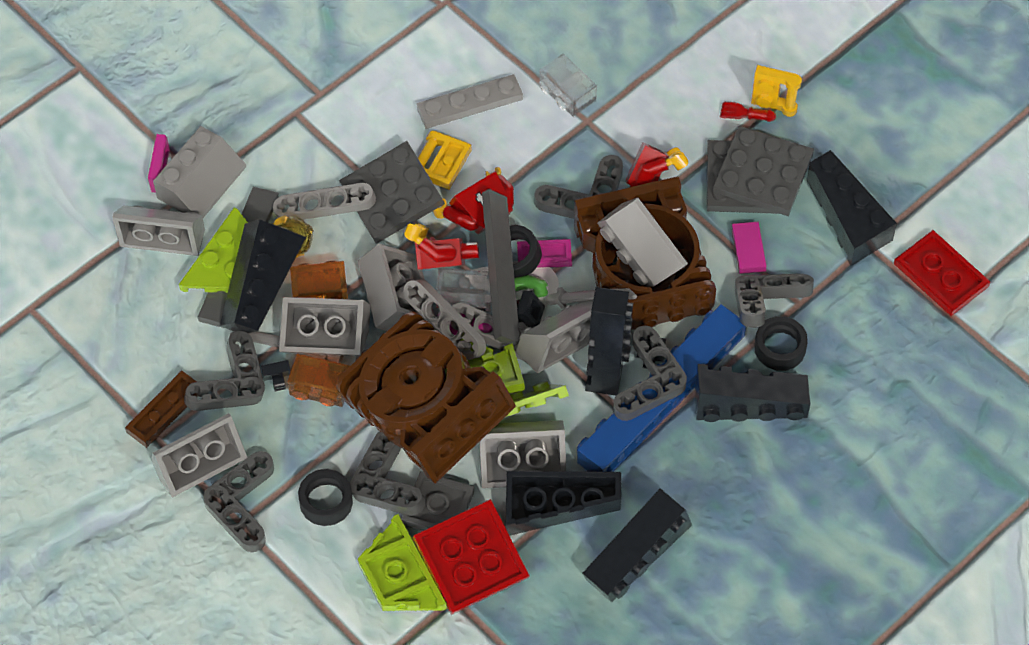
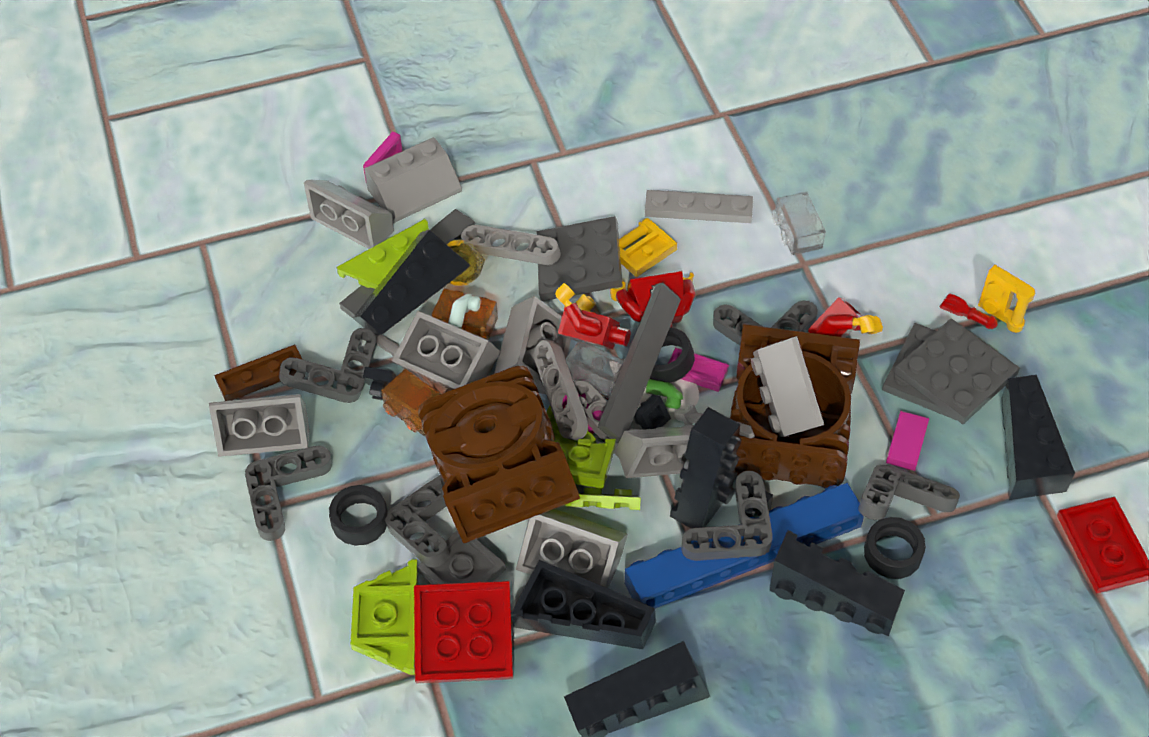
camera: 25 degrees right, 5 degrees down
(317, 280) = (461, 307): none -> light aqua arm

